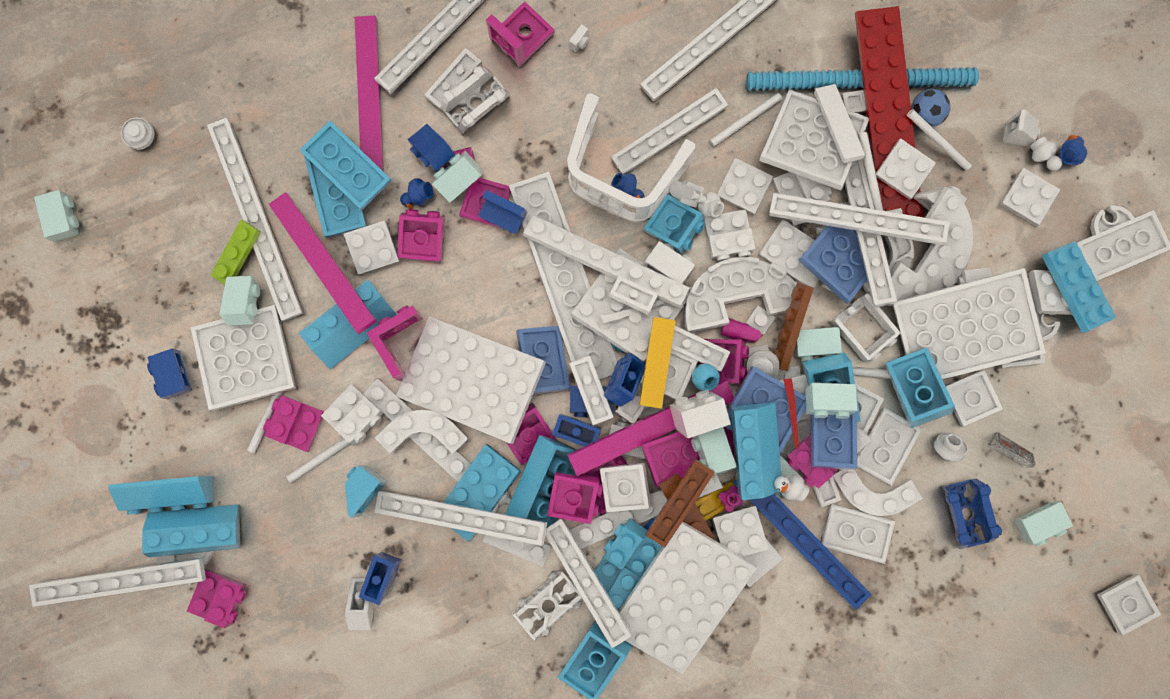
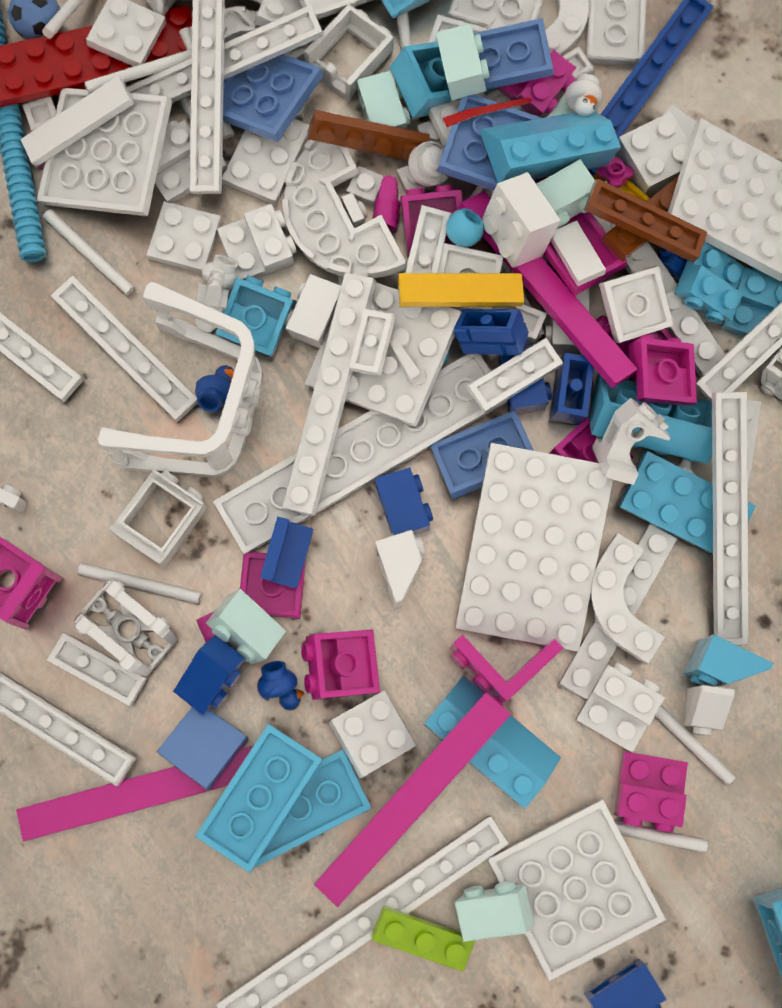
camera: 105 degrees left, 5 degrees down
(335, 471) = (707, 708): none -> white slope
(387, 136) = (202, 746): none -> medium blue tile
(476, 284) = (400, 563): none -> white slope
(505, 116) = (140, 583): none -> white bar
(520, 298) = (403, 503): none -> blue brick
(531, 455) = (618, 439): none -> white tile
(554, 157) = (169, 483): none -> white window
(669, 451) = (577, 253): none -> white tile
(739, 307) = (355, 210): none -> white plate

